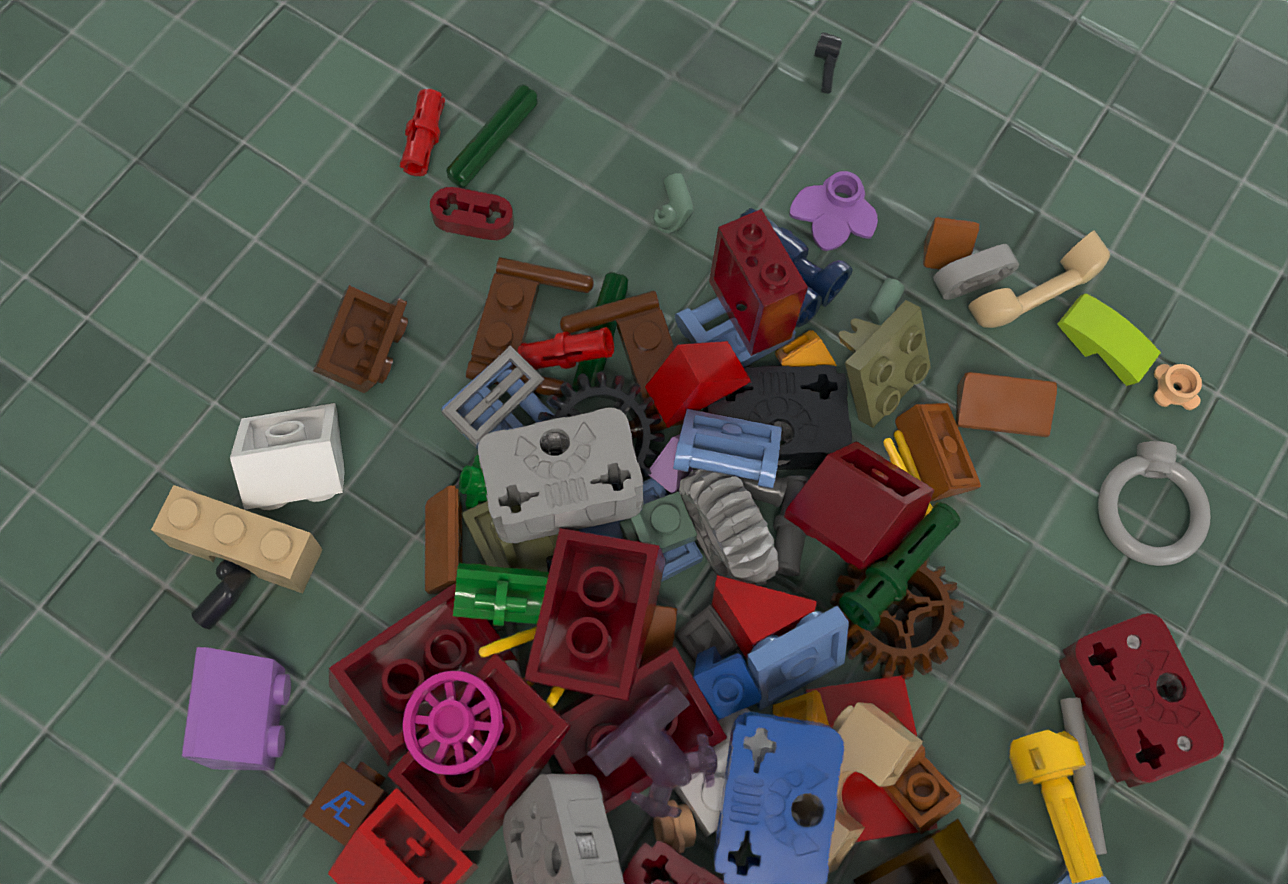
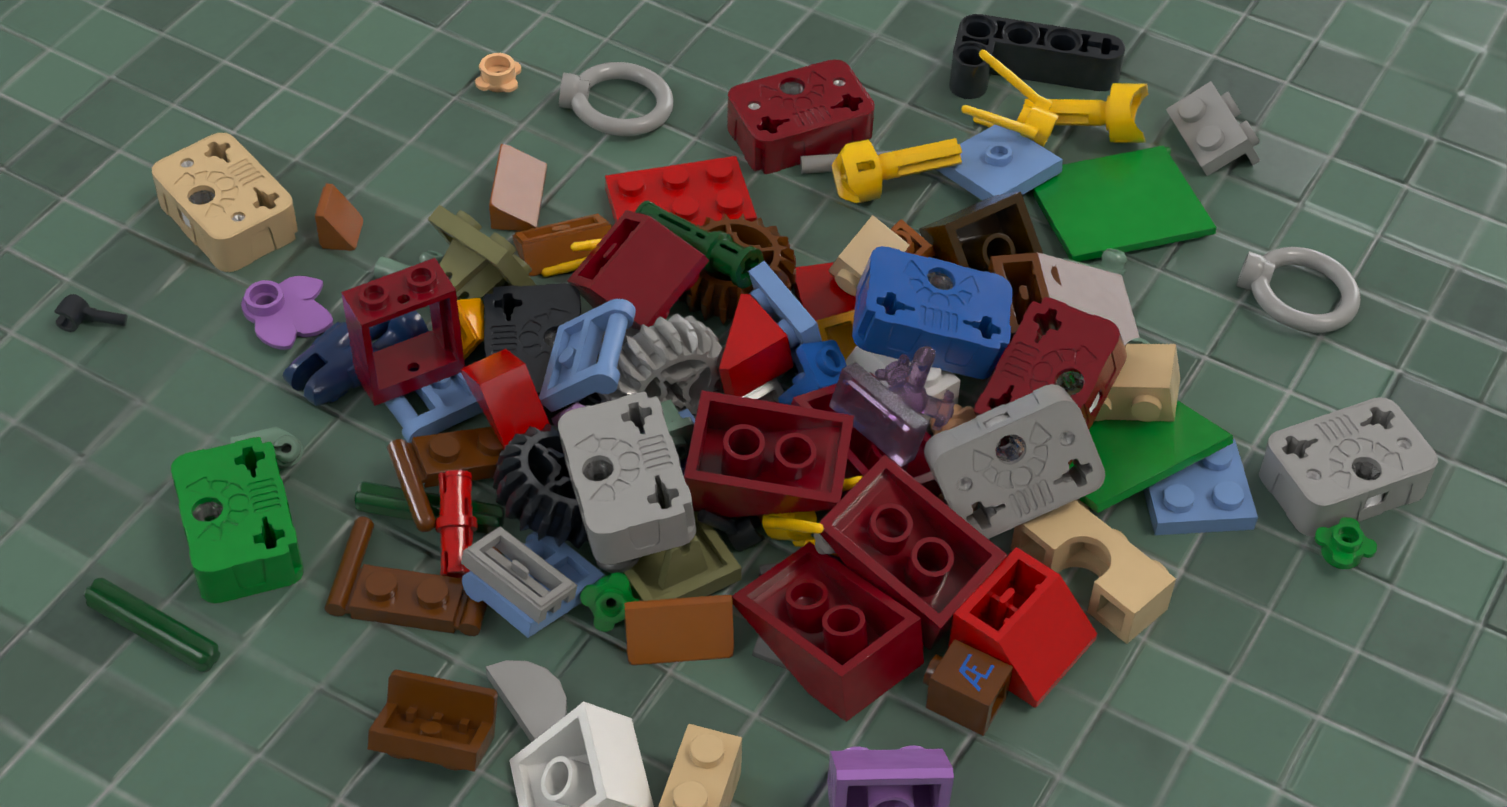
camera: 90 degrees left, 20 degrees down
(388, 421) = (530, 694): none -> light grey tile
(422, 132) = (108, 690): red pin -> none
(452, 723) = (888, 557): dark pink wheel -> none
(472, 213) = (251, 636): dark red beam -> none
(499, 593) = (747, 546): green hips -> none
(588, 183) = (233, 516): none -> green axle
(966, 148) = (225, 201): none -> tan axle
(976, 271) = (371, 201): light grey beam -> none
(1004, 569) = (685, 190): none -> red plate
(1081, 265) = (365, 122): tan piece -> none
(1104, 331) = (446, 112): lime slope -> none

